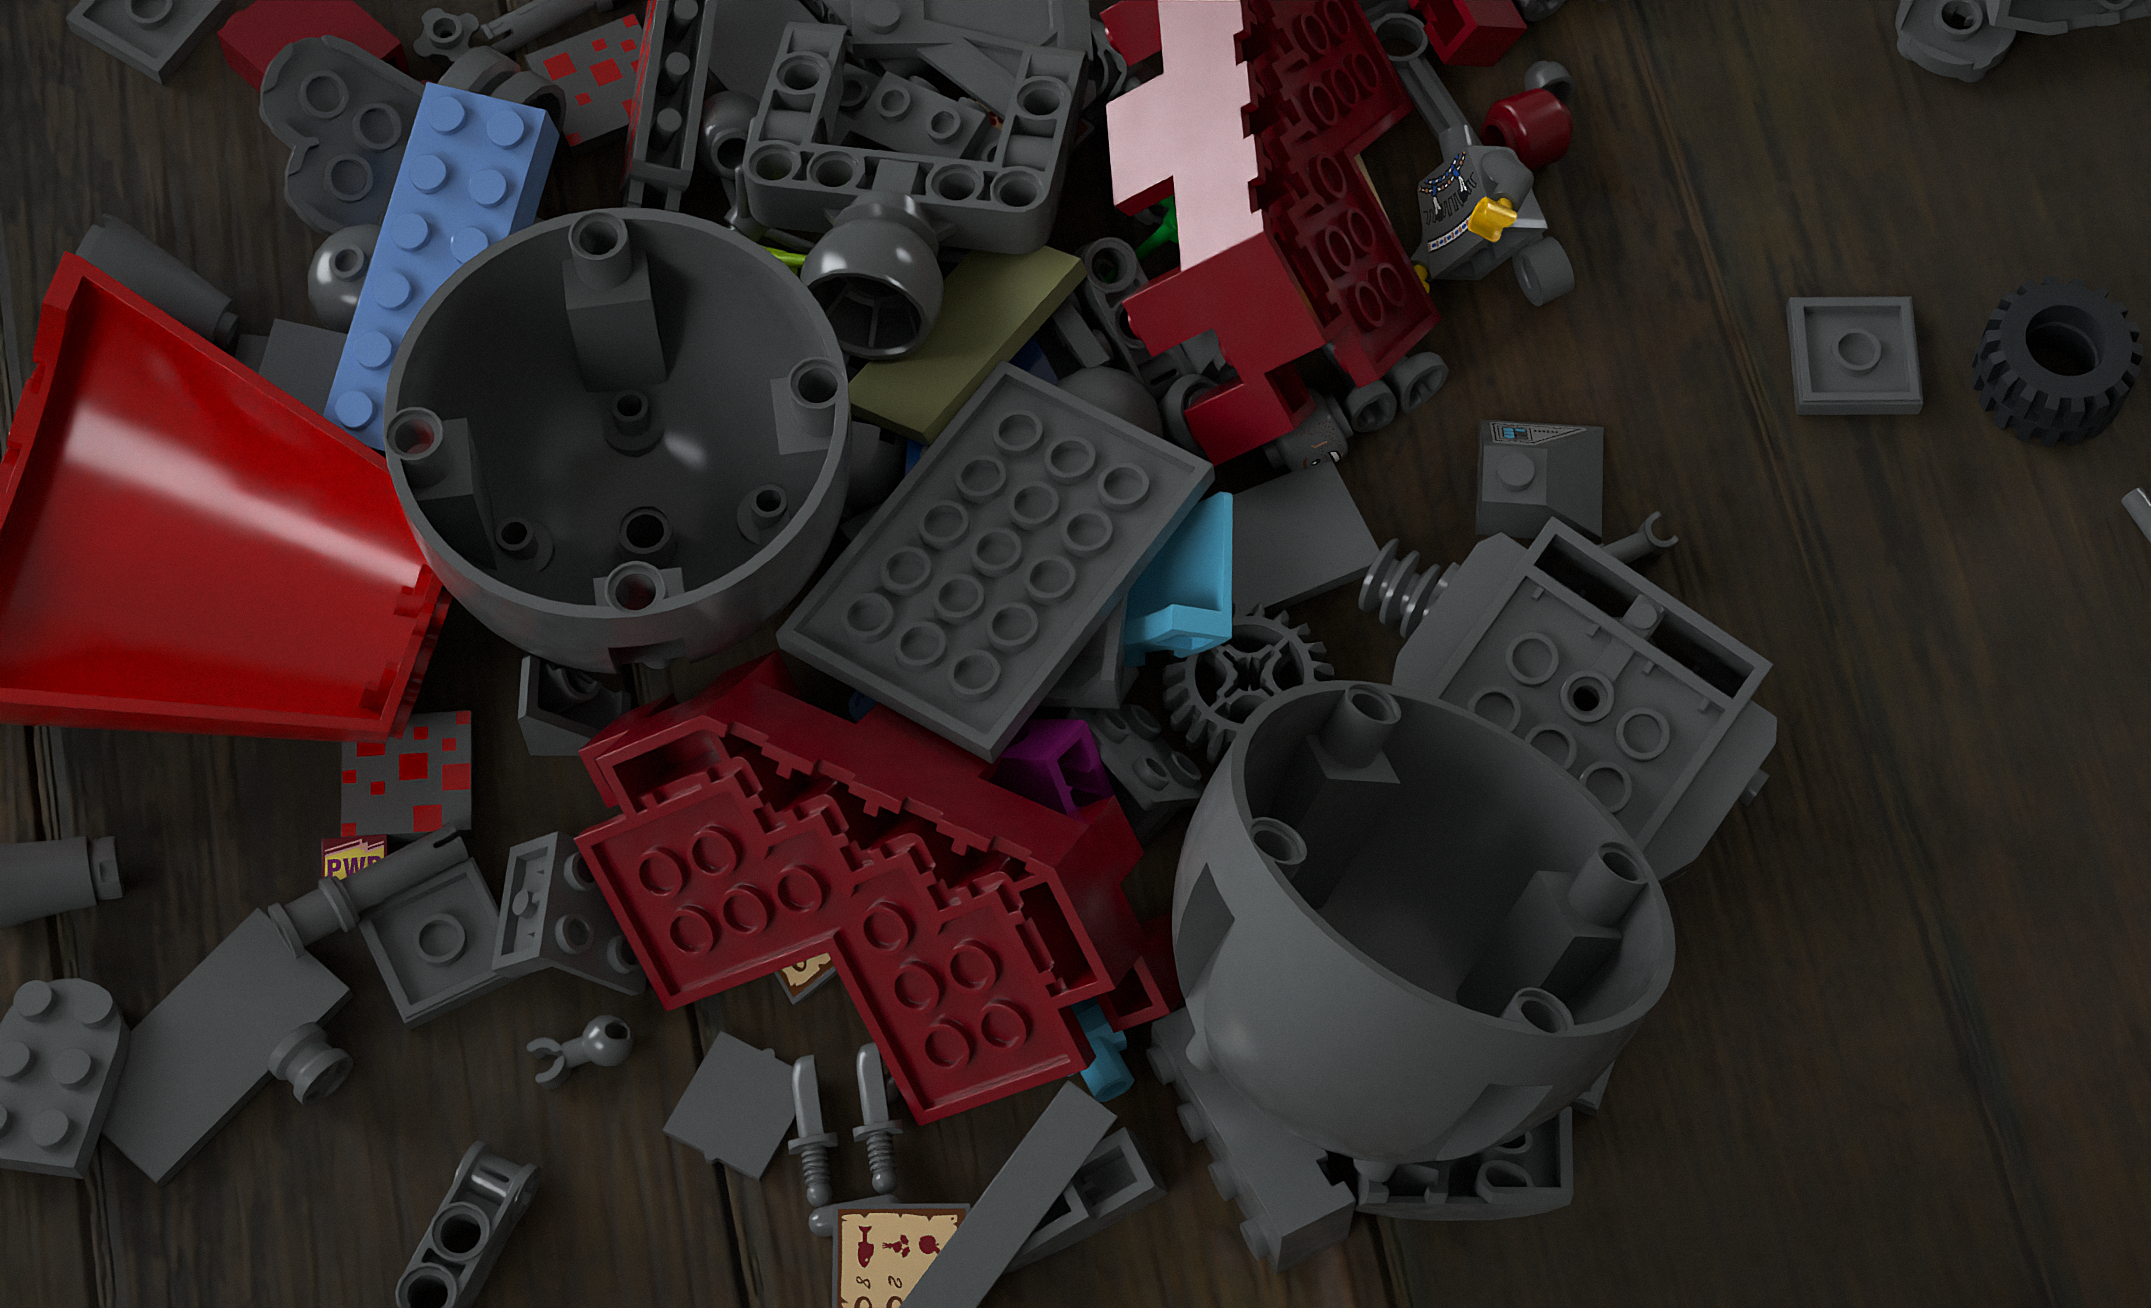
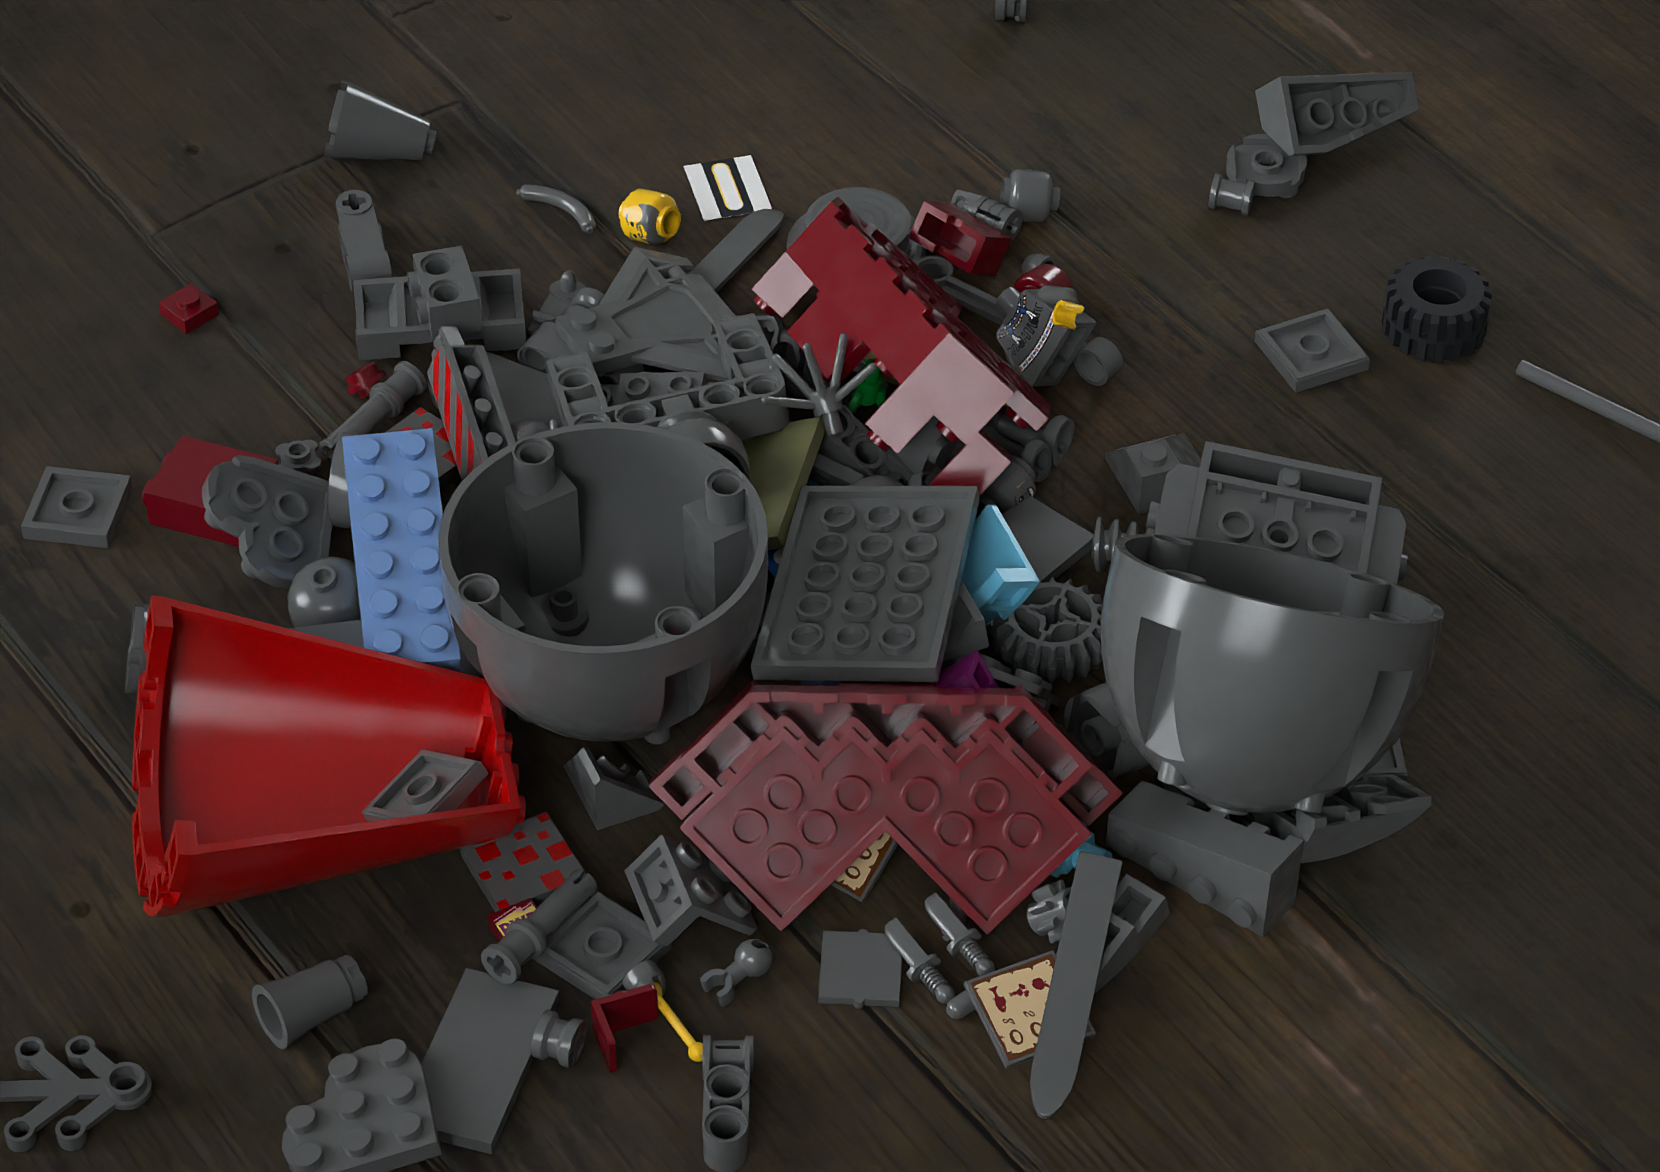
camera: 25 degrees left, 20 degrees down
(314, 640) = (427, 785): none -> dark grey tile
(403, 1052) = (620, 1012): none -> dark red bracket
(460, 1027) = (649, 973): none -> hinge
(1004, 1128) = (1049, 910): none -> dark grey gear
(1091, 240) = (826, 399): none -> dark grey plant
(1879, 55) = (1231, 194): none -> dark grey bush

